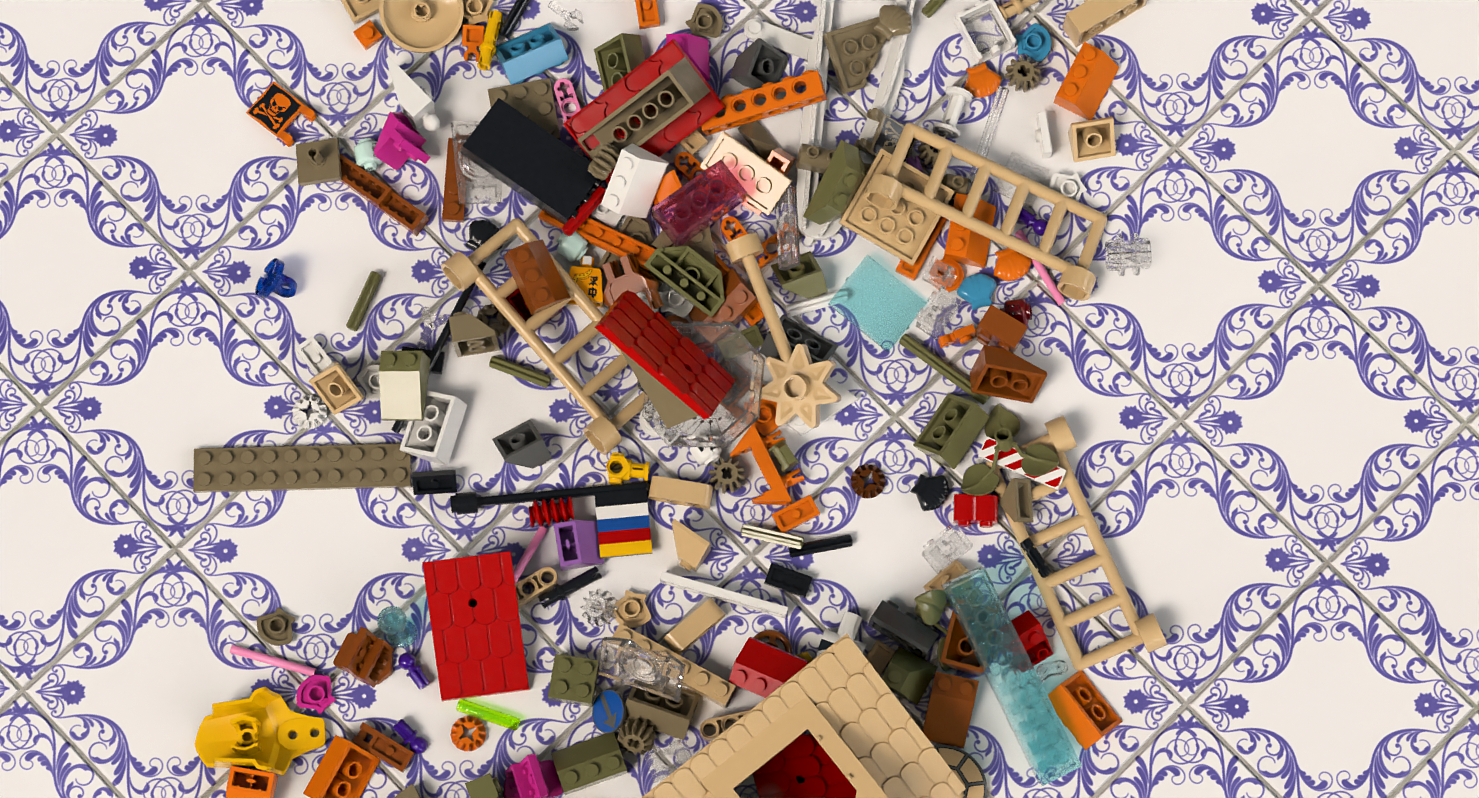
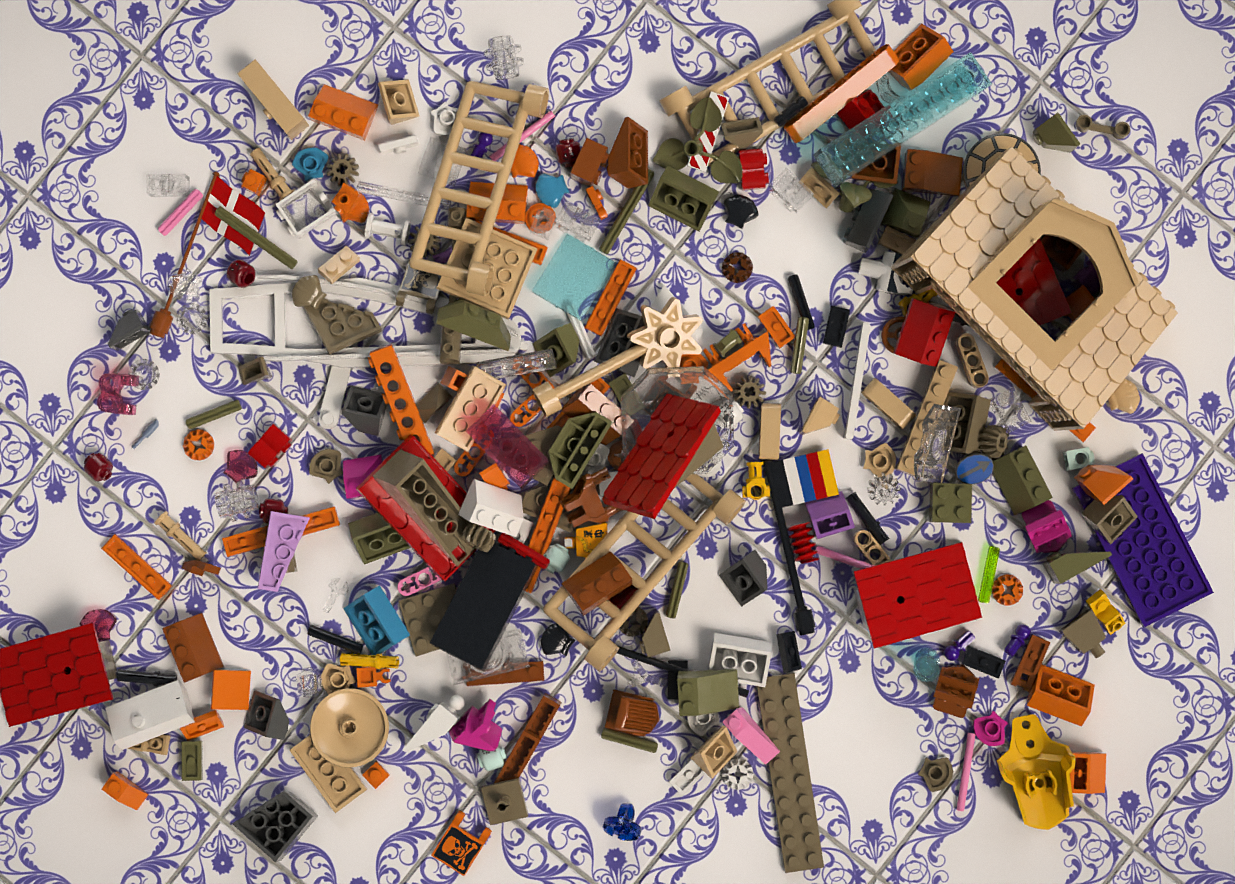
camera: 90 degrees left, 10 degrees up
(350, 427) = (751, 735): none -> bright pink slope
(391, 695) = (983, 662): none -> black plate
(392, 306) = (632, 713): none -> dark orange piece
(850, 340) = (610, 297): none -> orange tile
(919, 57) = (339, 264): none -> tan plate
(992, 77) = (353, 199): none -> orange brick
(1050, 617) = (841, 93): none -> beam

